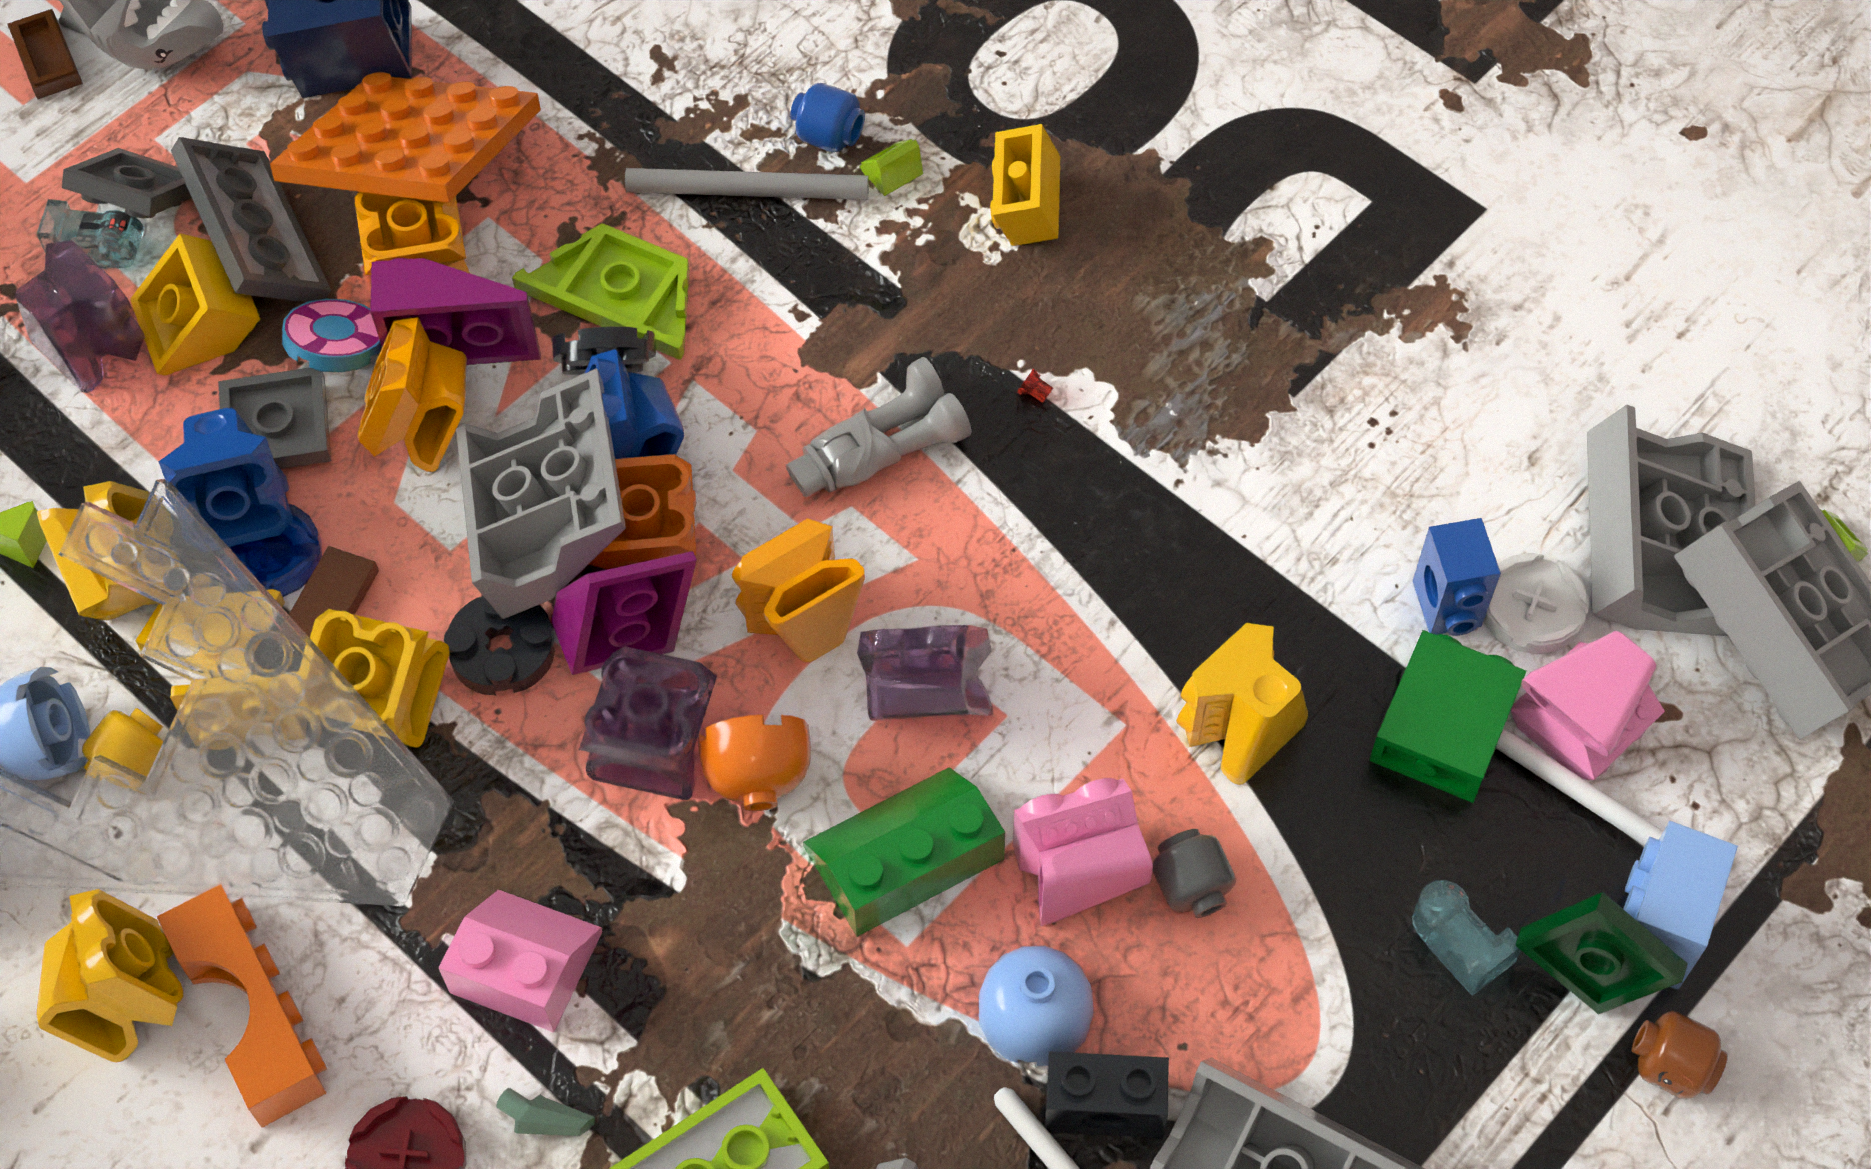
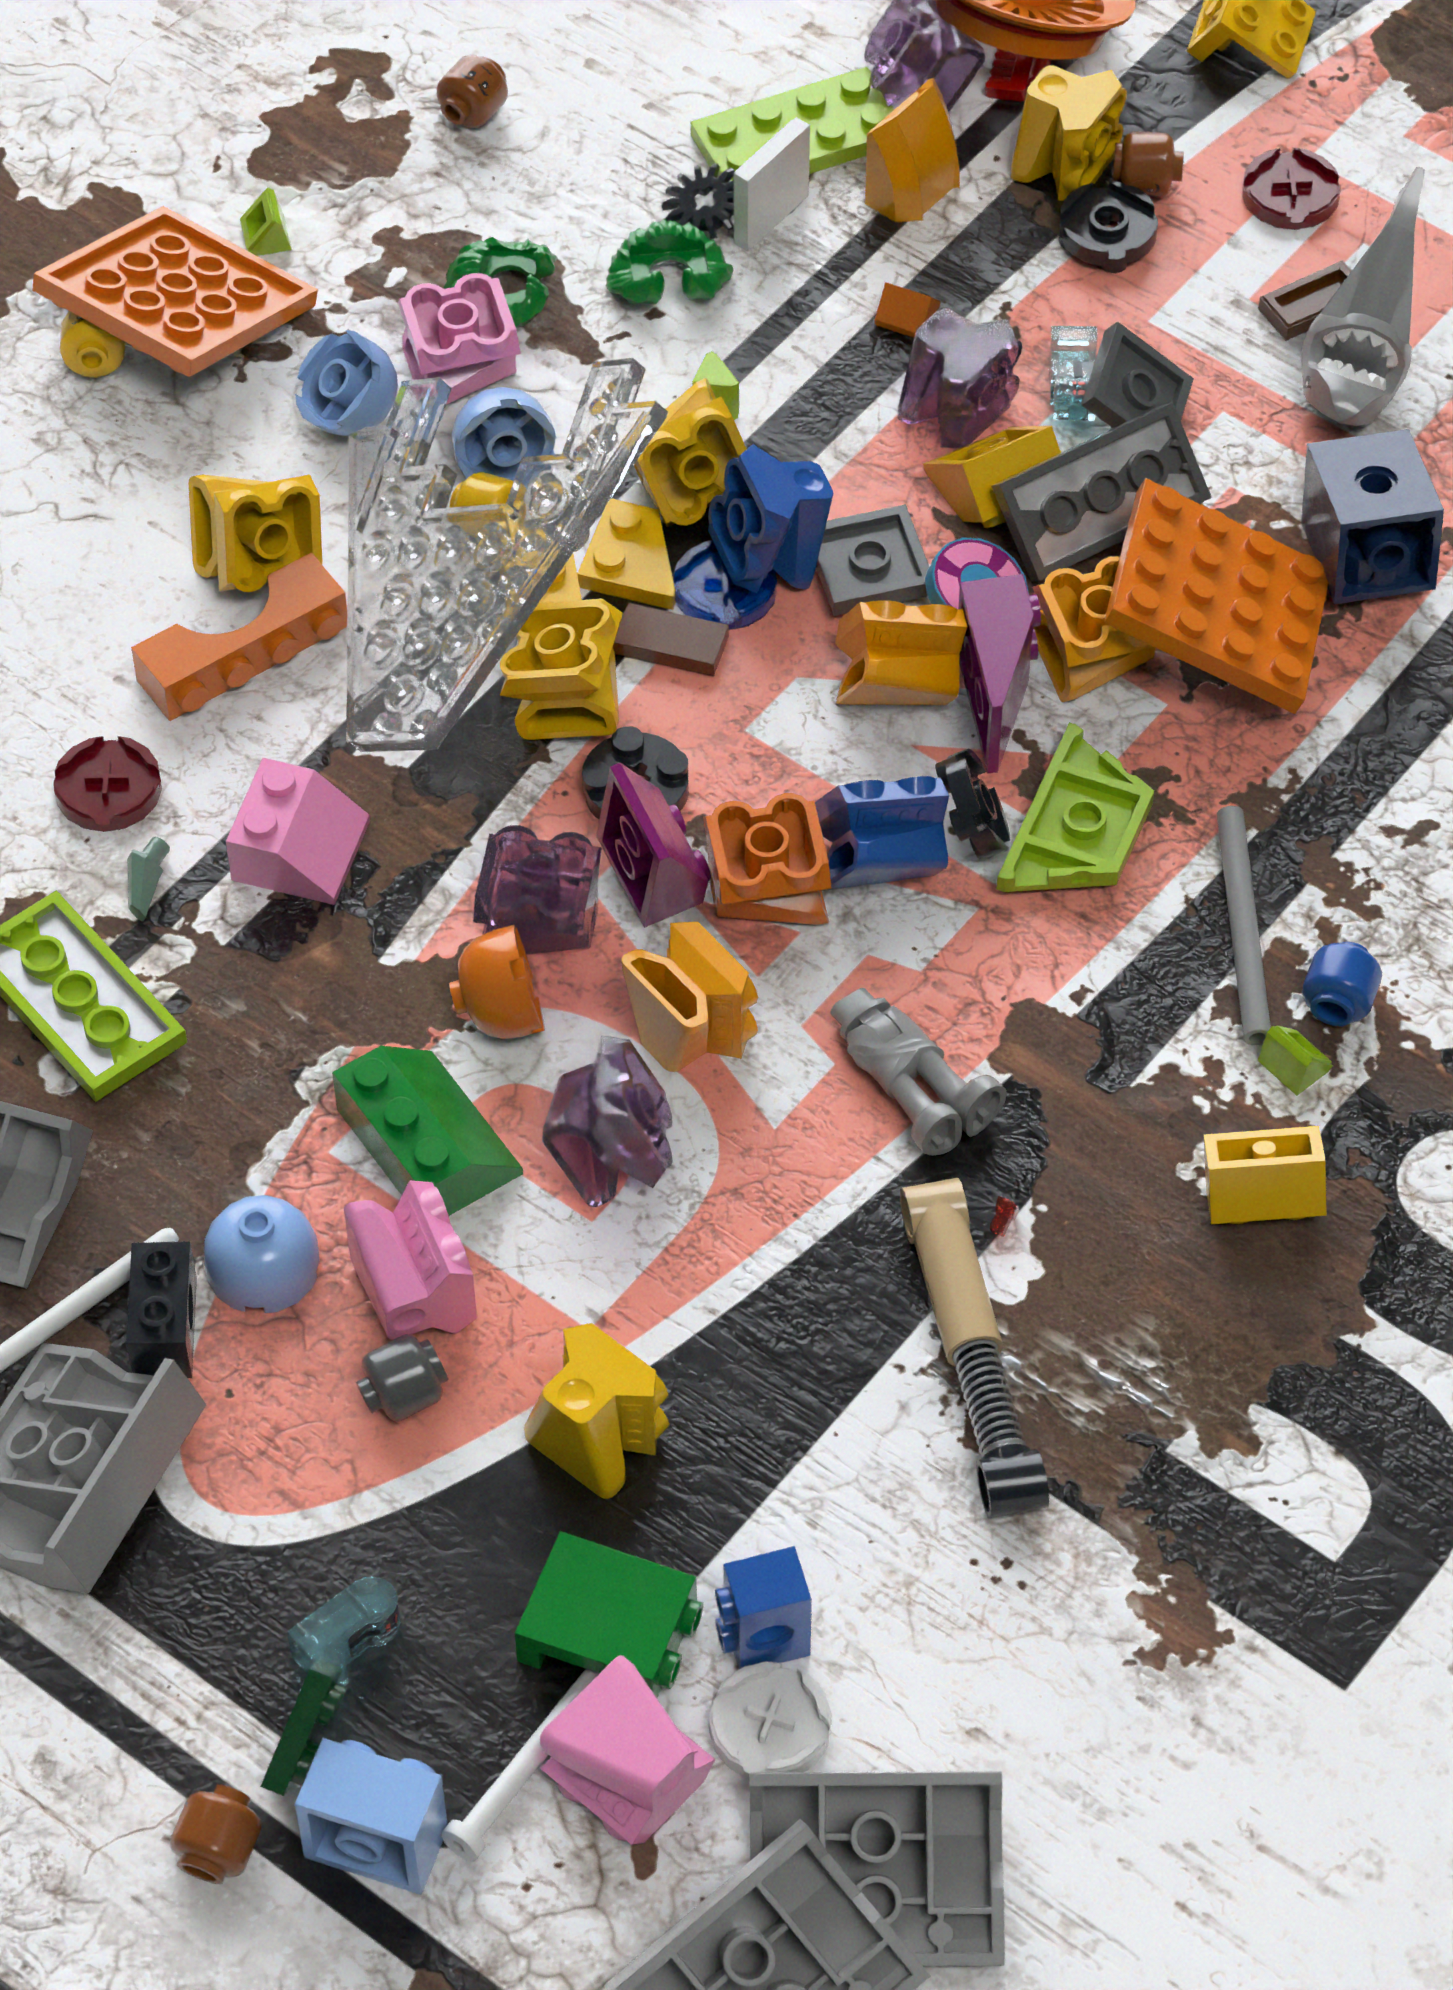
camera: 85 degrees right, 5 degrees down
(540, 496) = (767, 749): light grey piece -> none
(1046, 429) = (938, 1224): none -> piece

